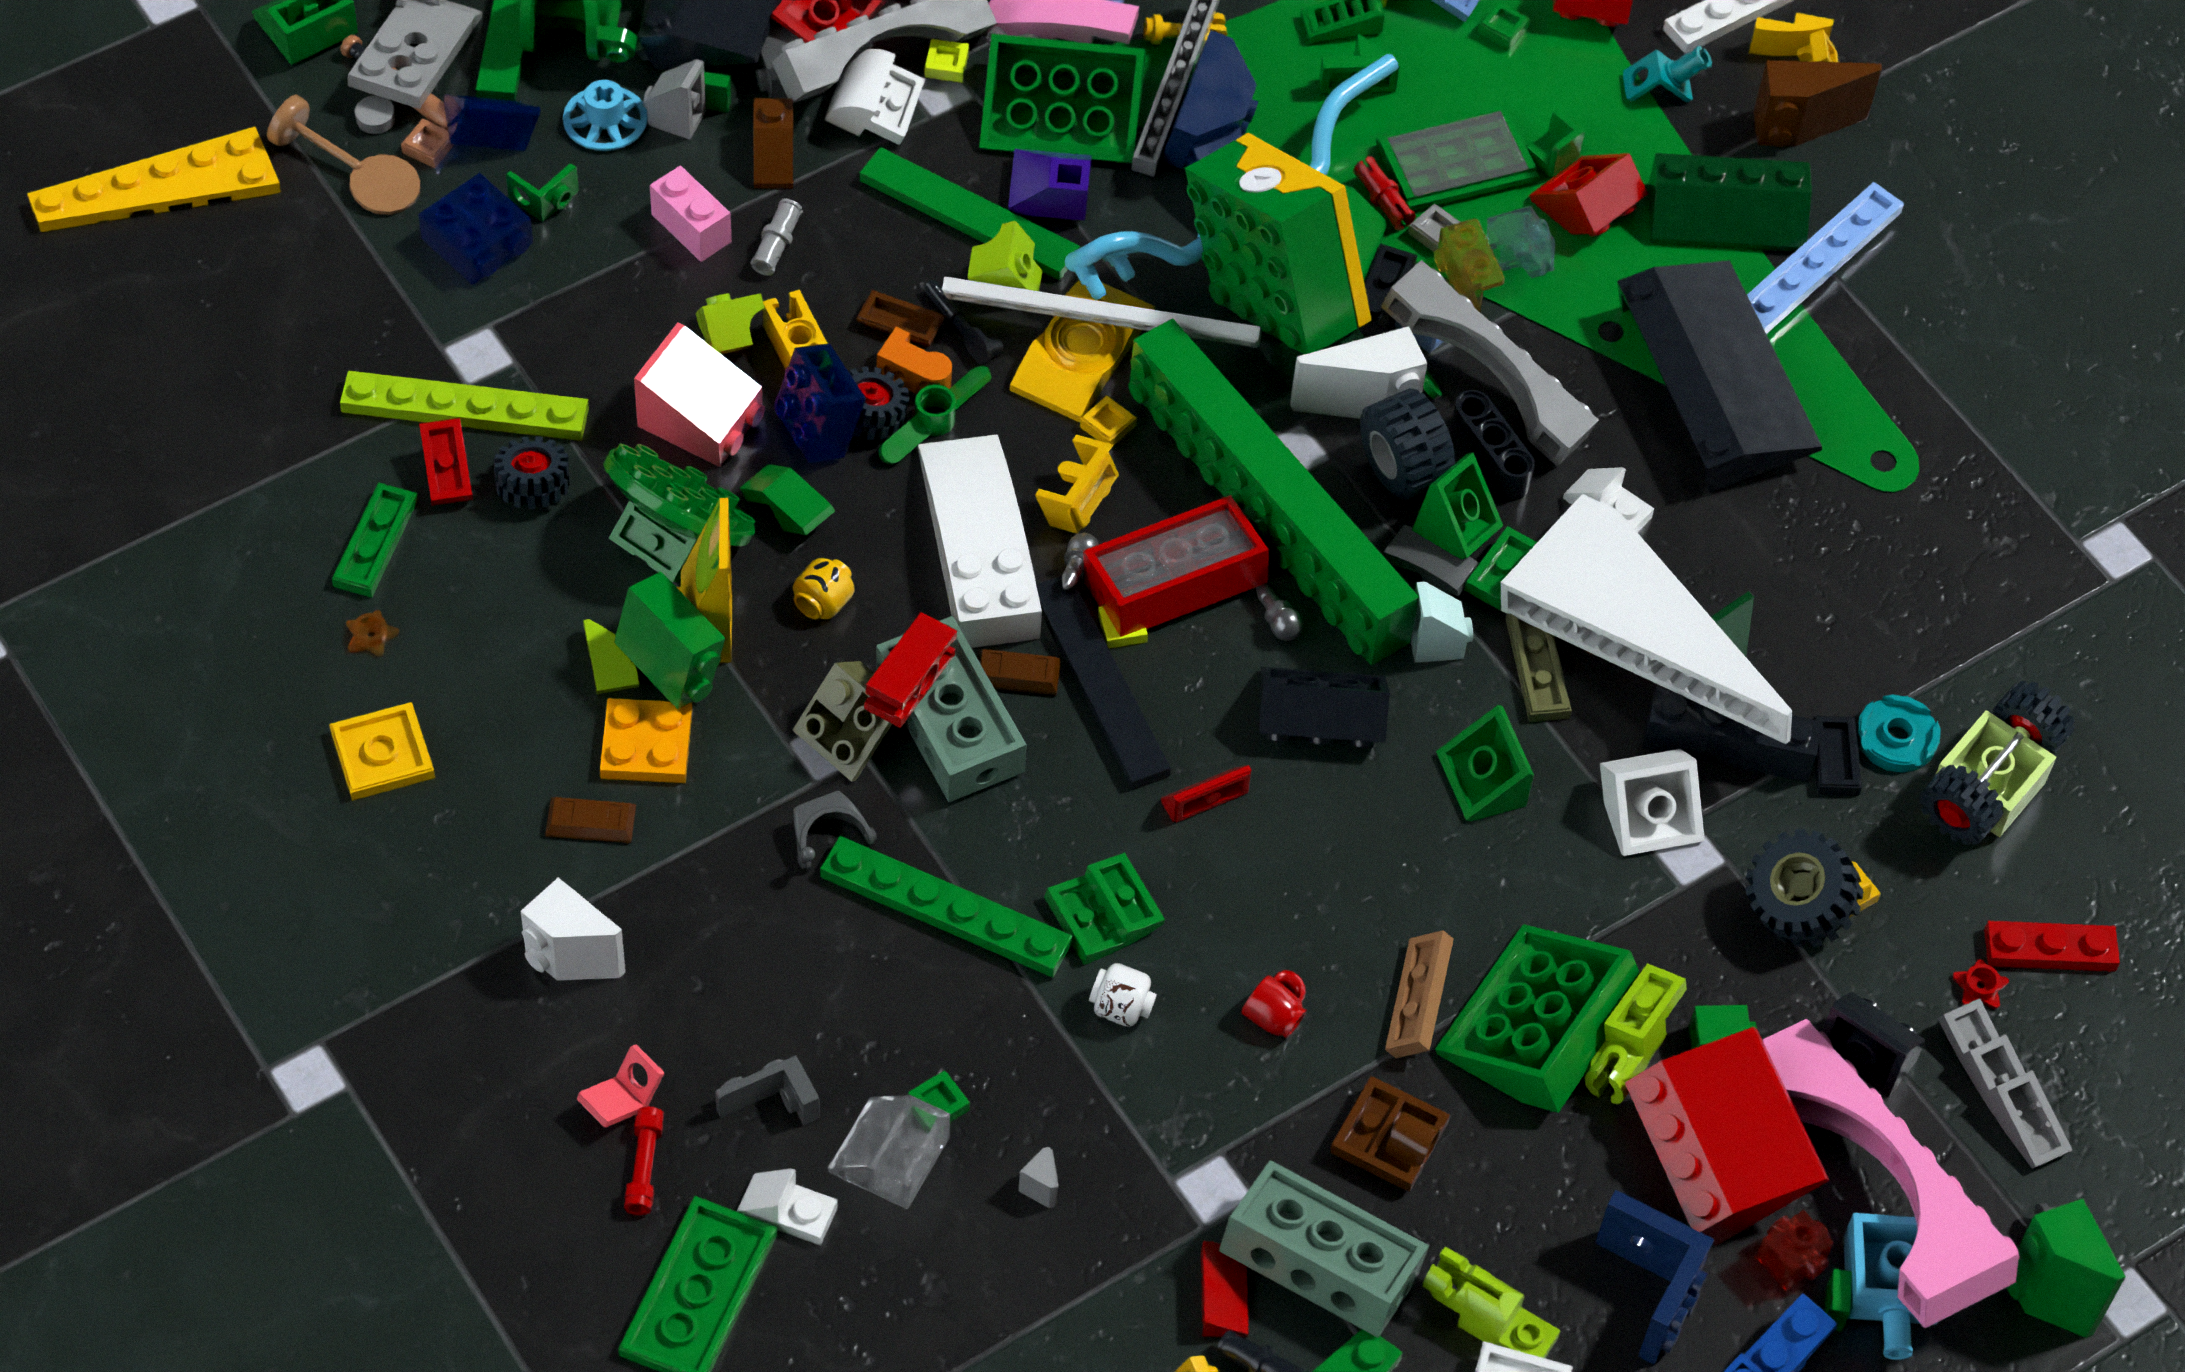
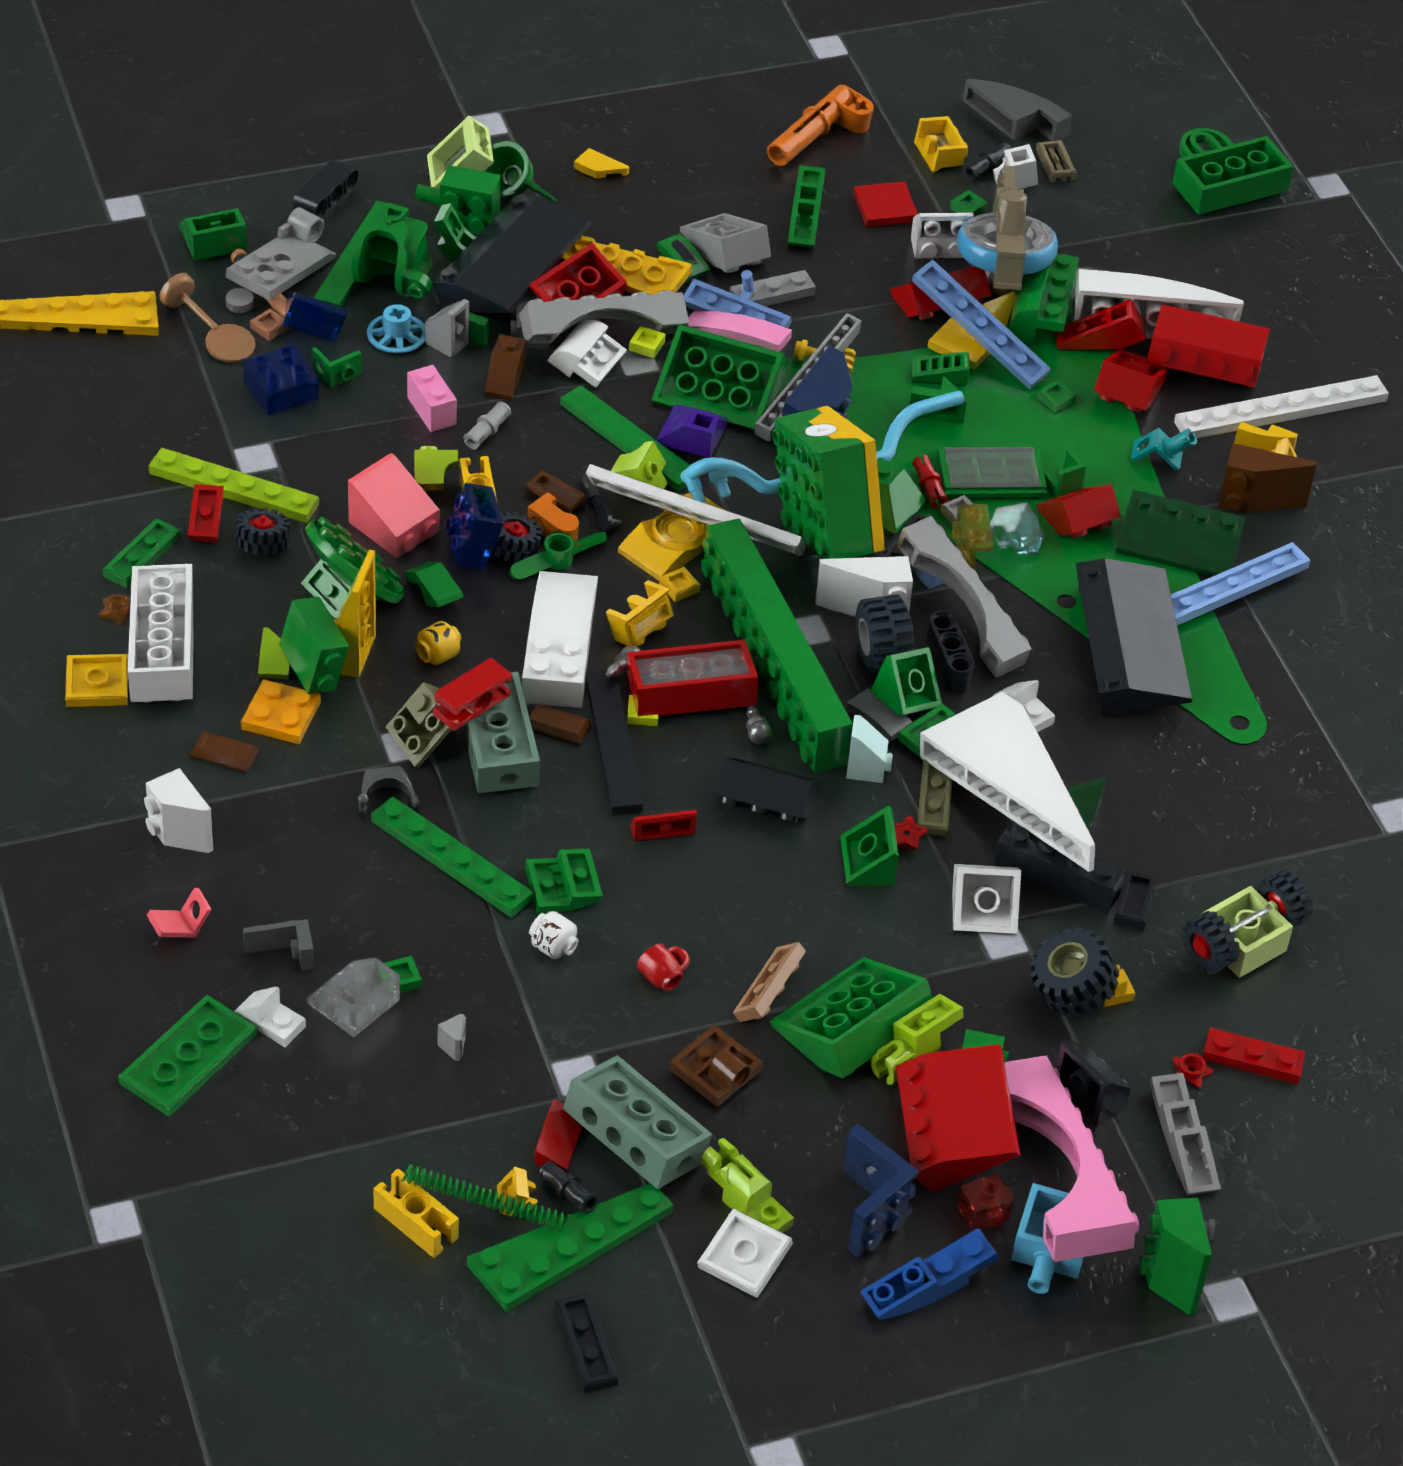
camera: 15 degrees right, 10 degrees down
(449, 661) = (161, 633): none -> white slope
(639, 1192) = (169, 984): red bar -> none
(1431, 386) = (918, 604): green piece -> none
(1533, 725) = (912, 840): none -> red plate
(1838, 1297) = (1006, 1243): green tile -> none
(1895, 753) = (1189, 881): teal tile -> none

